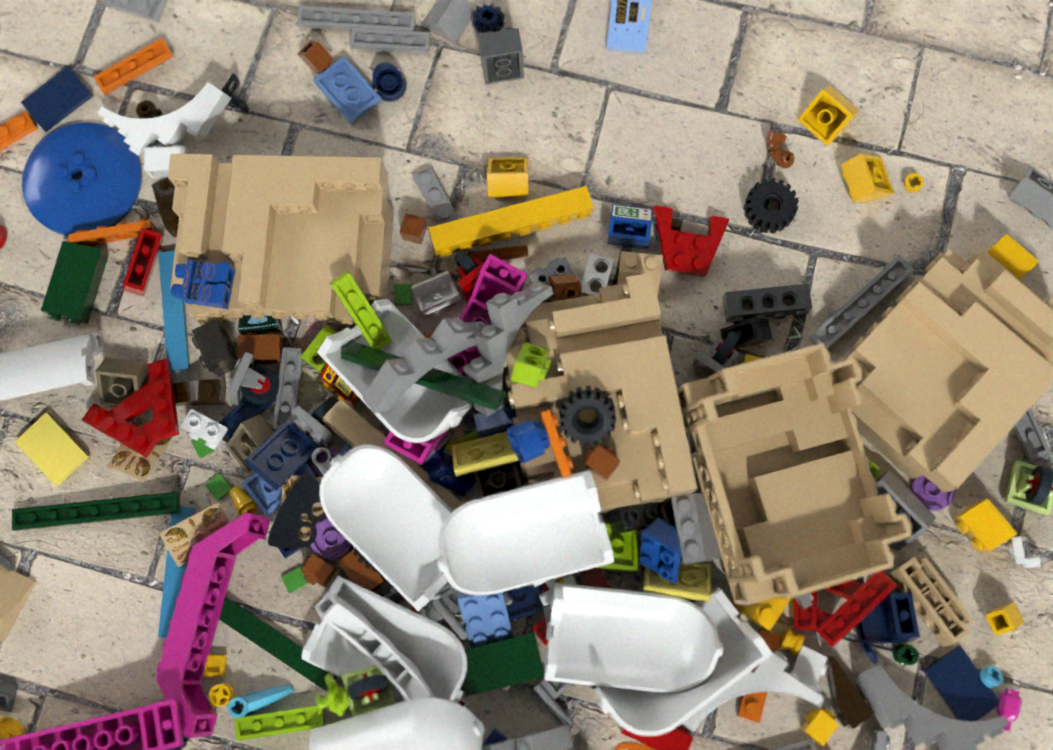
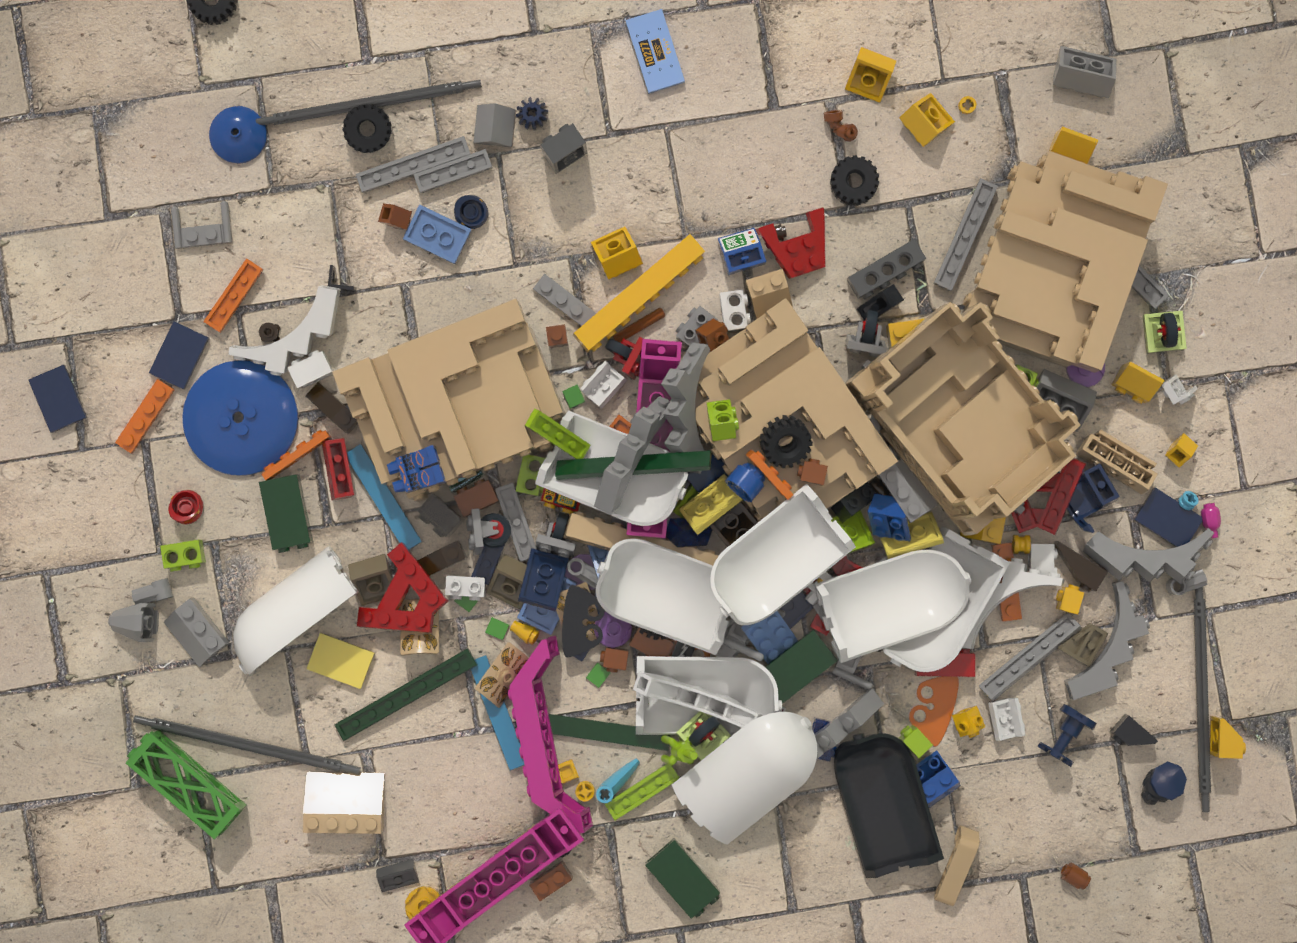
camera: 30 degrees left, 10 degrees up
(909, 660) = (1109, 512): dark green bush -> none

